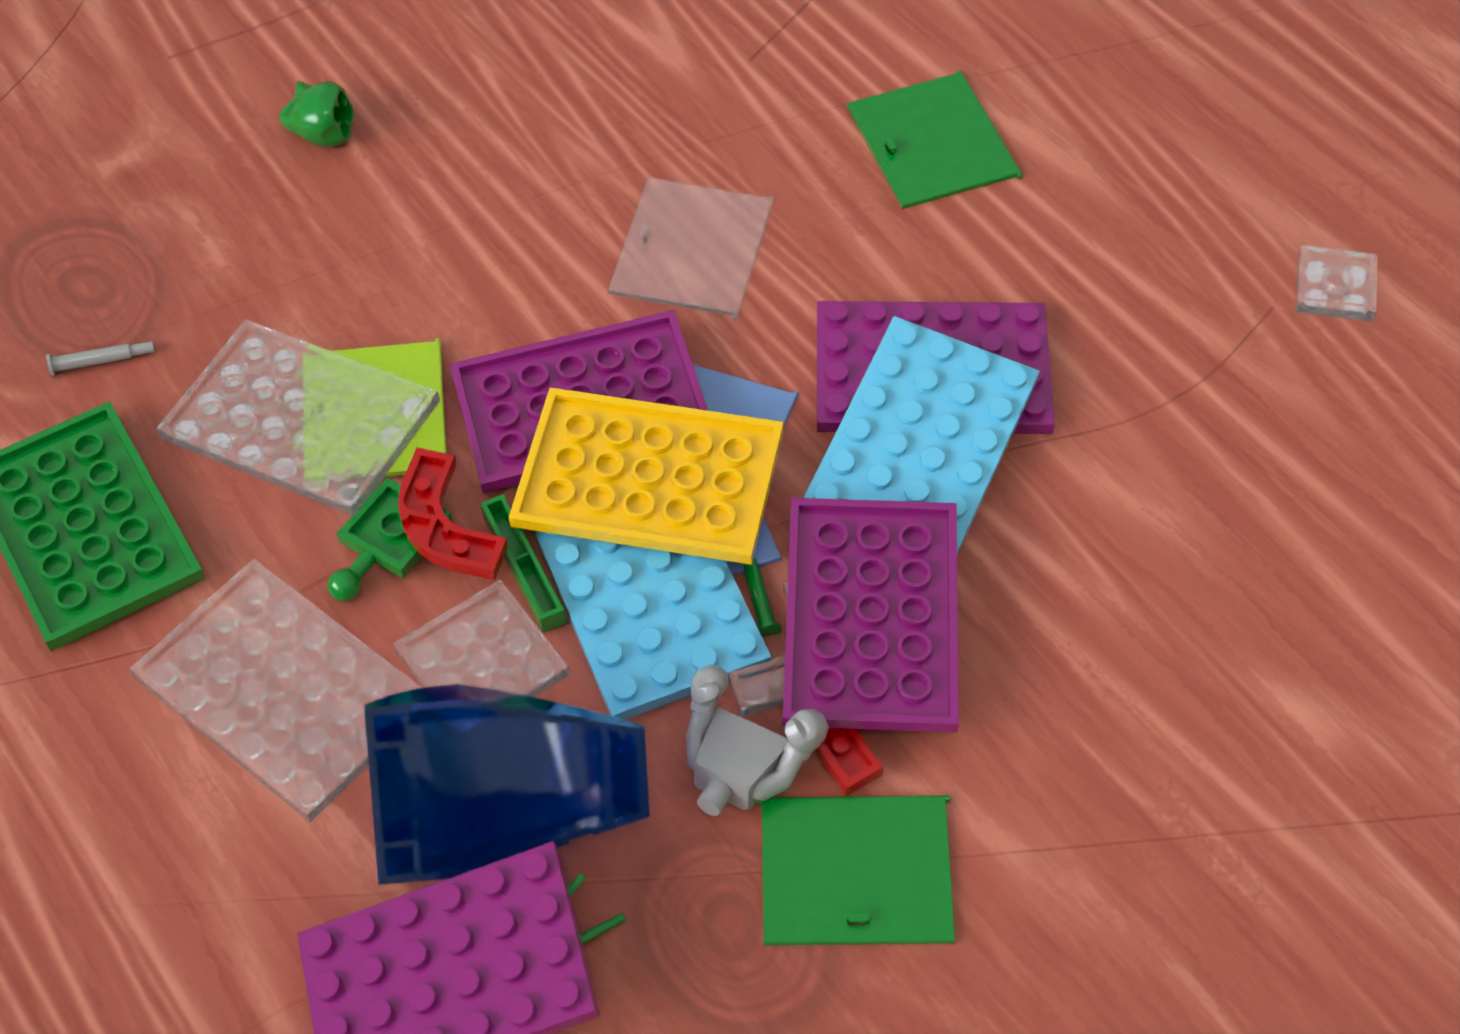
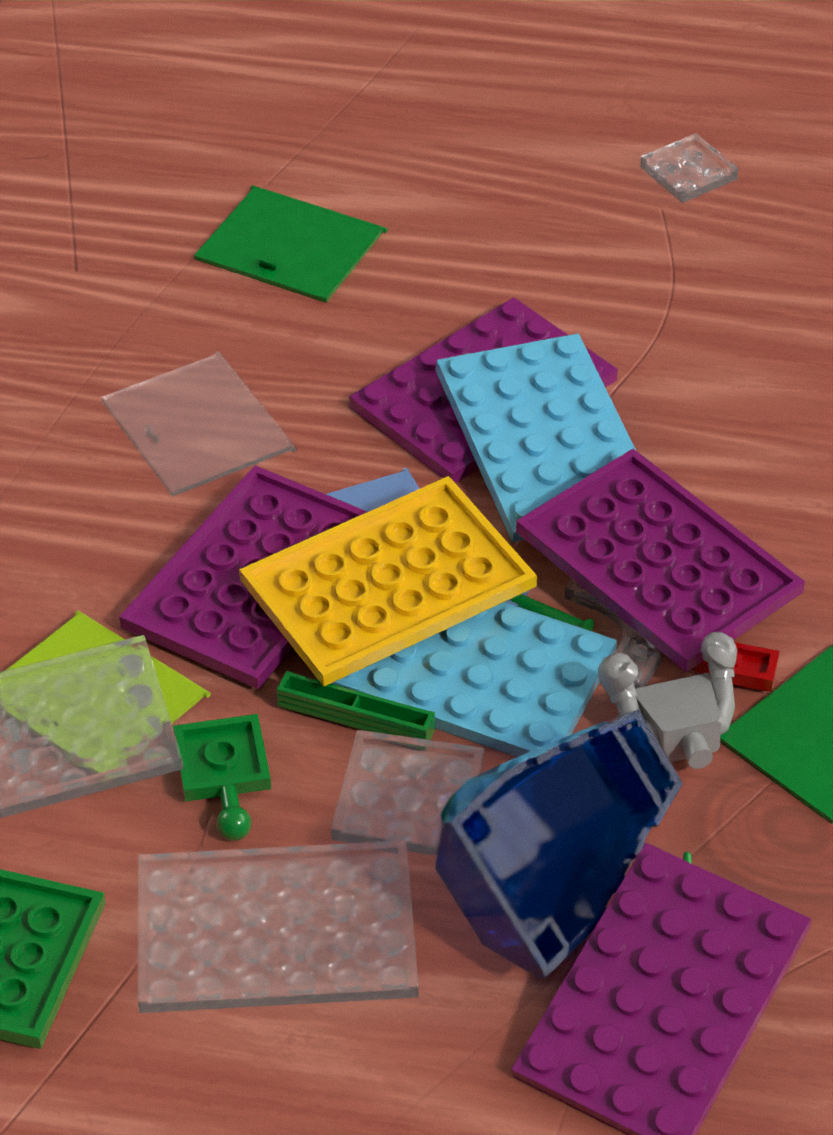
camera: 45 degrees left, 10 degrees down
(432, 530) = (265, 729): red plate -> none

